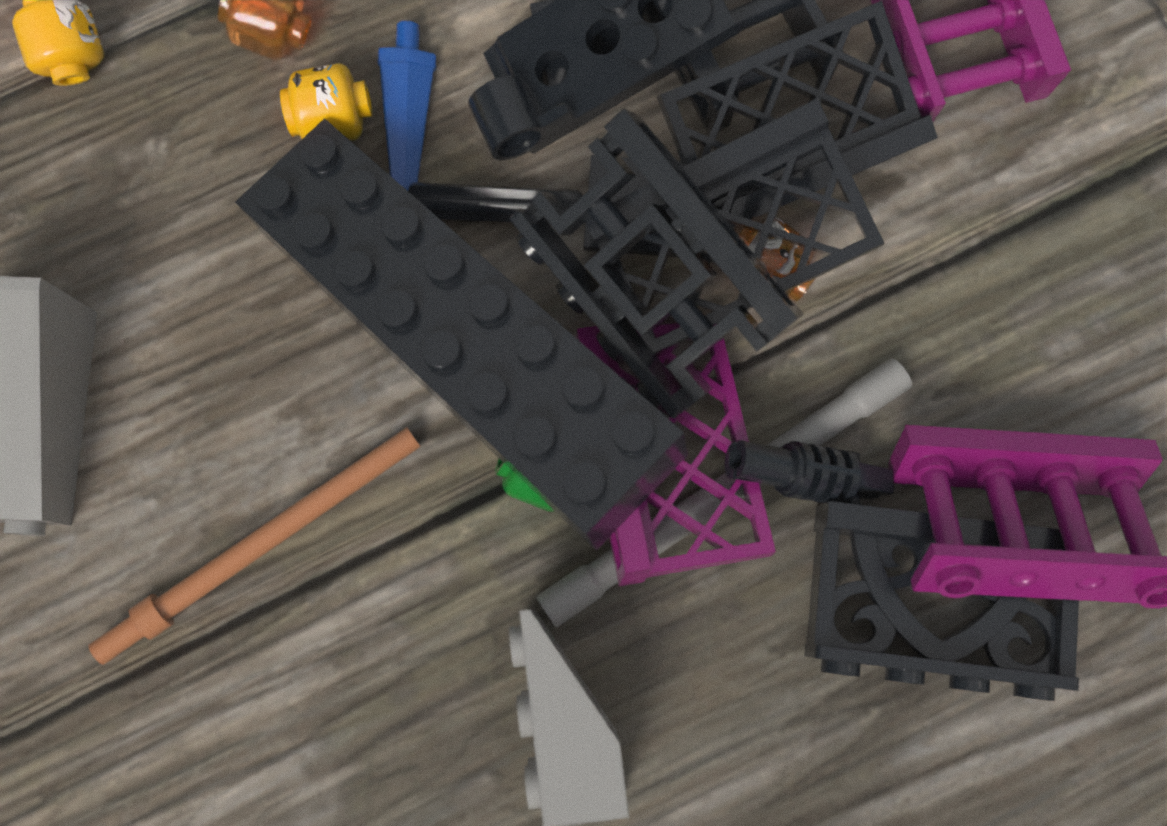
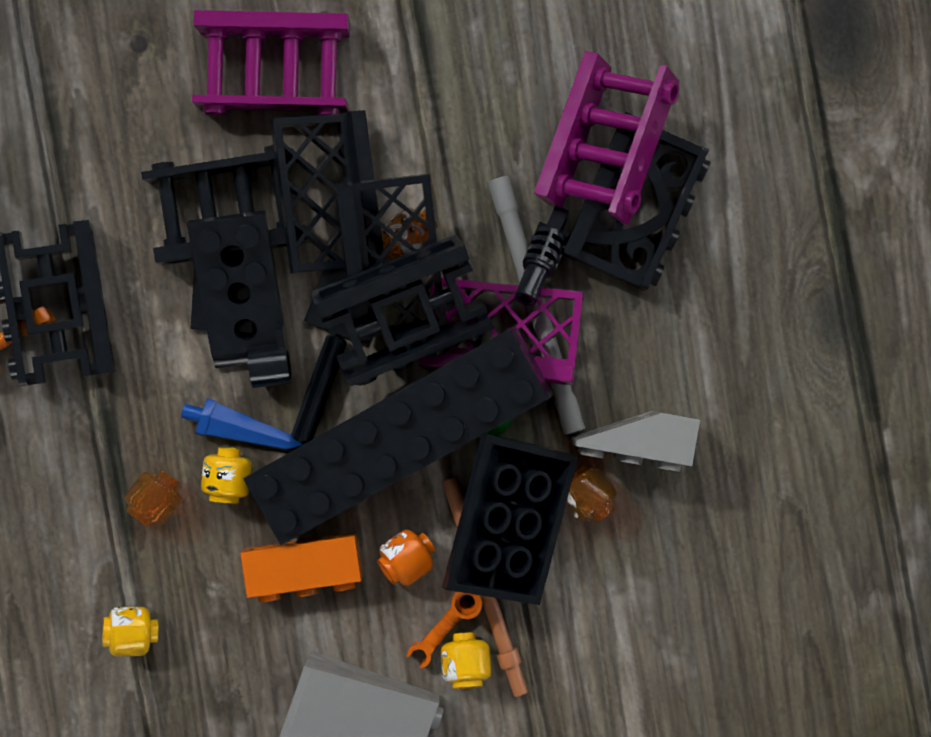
camera: 80 degrees left, 10 degrees up
(125, 547) = (465, 661): none -> yellow head
(207, 512) = (458, 610): none -> orange brick
(216, 254) = (302, 566): none -> orange brick
(270, 404) = (406, 557): none -> orange head
(364, 538) = (510, 520): none -> black slope
(448, 665) = (590, 495): none -> clear orange head

